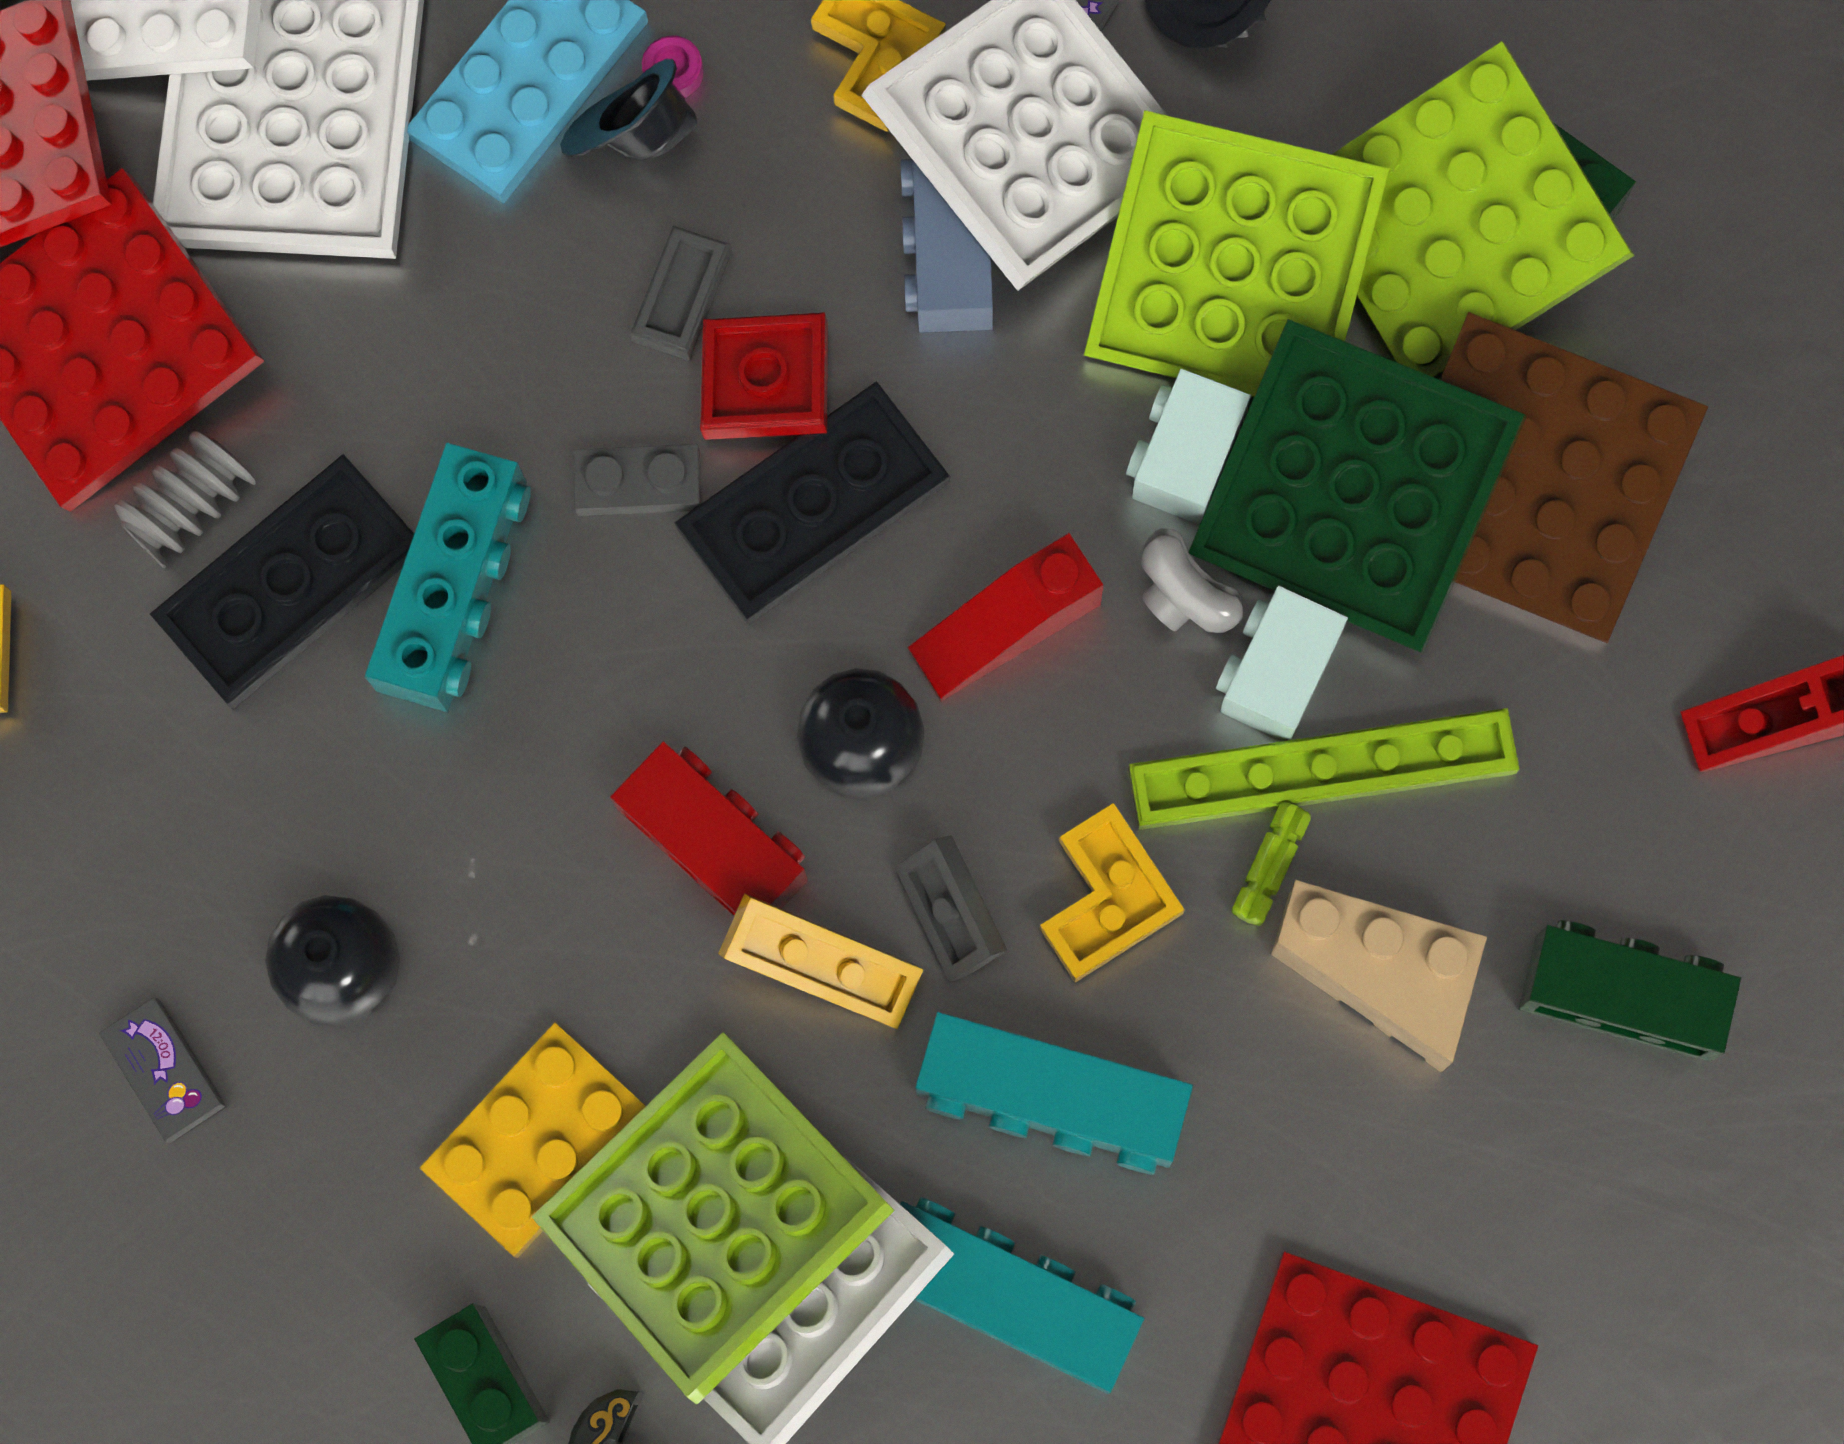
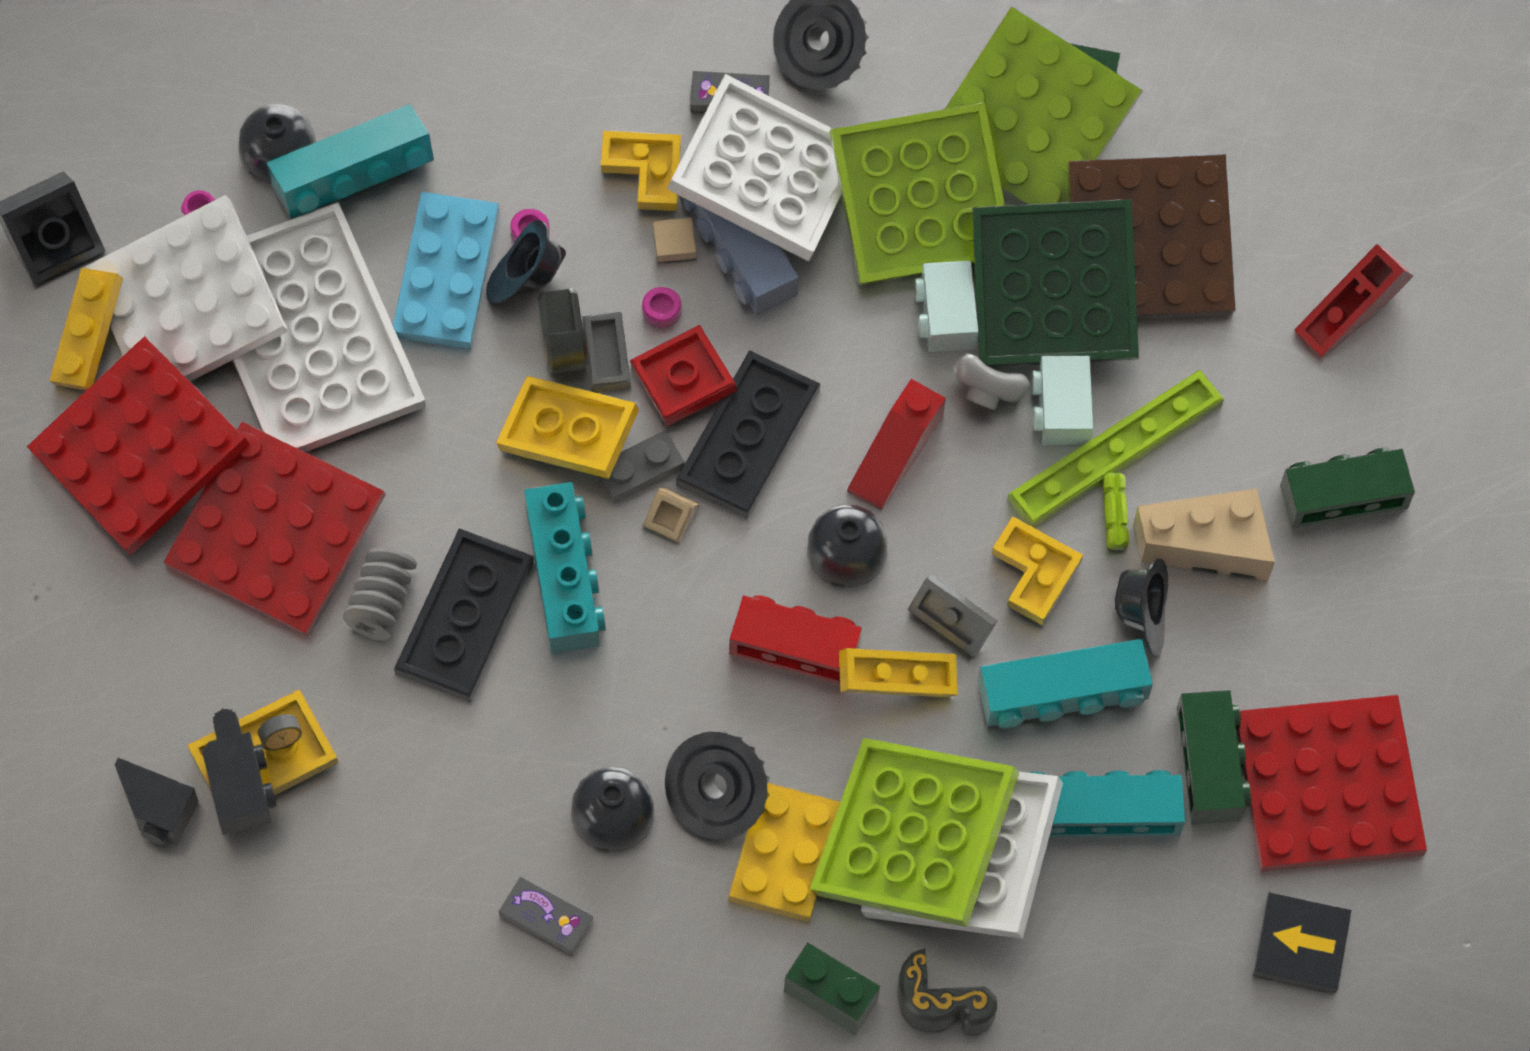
camera: 35 degrees left, 10 degrees down
(479, 1002) = (693, 790): none -> black gear
(561, 378) = (567, 427): none -> yellow plate
(629, 237) = (562, 331): none -> pearl dark grey animal
(644, 567) = (670, 514): none -> tan slope
(791, 262) = (661, 307): none -> dark pink tile
(860, 172) = (674, 240): none -> tan tile
(1212, 1306) = (1212, 757): none -> dark green brick
(1232, 1026) = (1142, 602): none -> black piece

